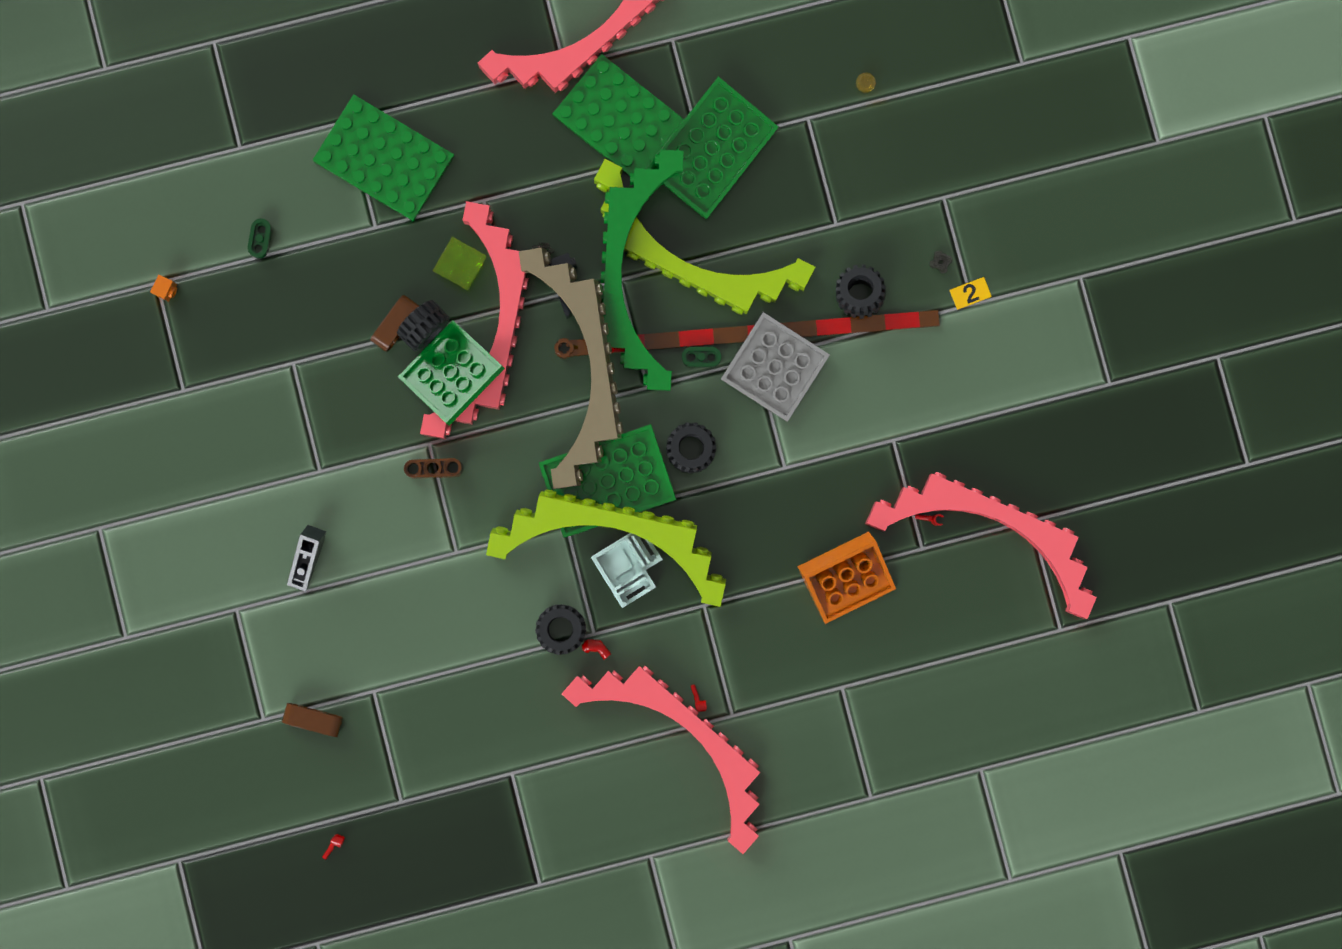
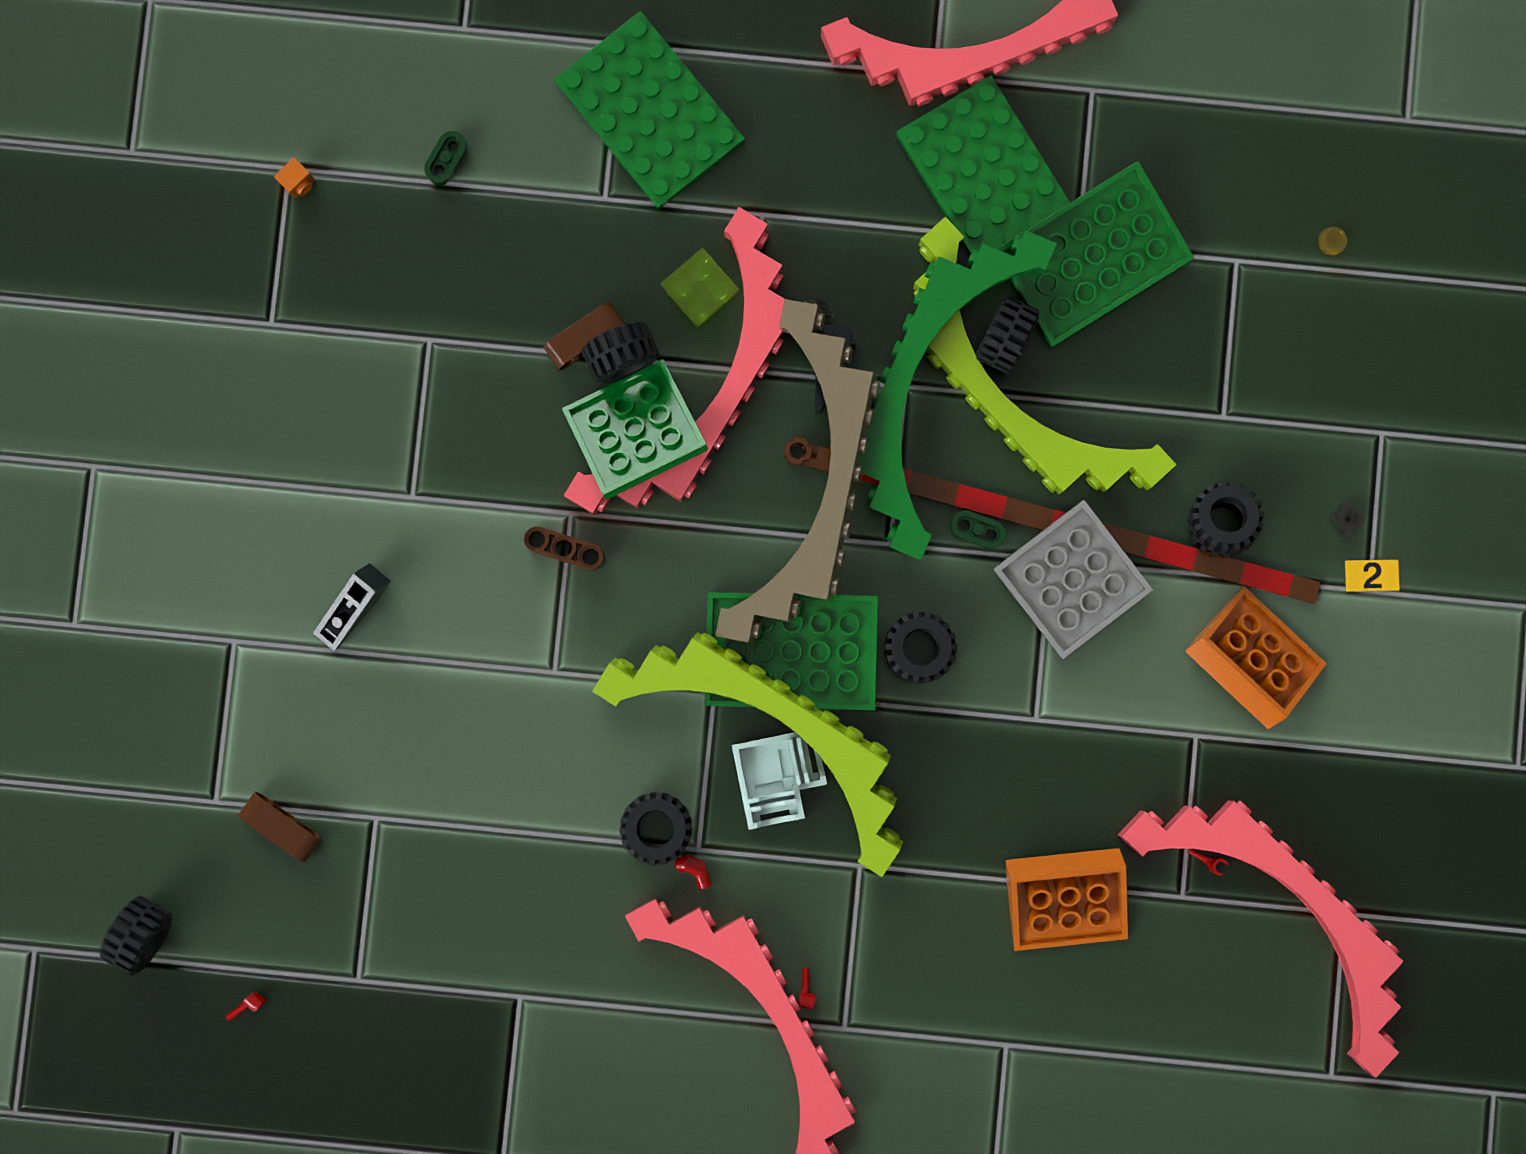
camera: 25 degrees right, 0 degrees up
(244, 824) = (136, 935): none -> black tyre
(673, 221) = (1007, 334): none -> black tyre
(913, 374) = (1256, 658): none -> orange slope

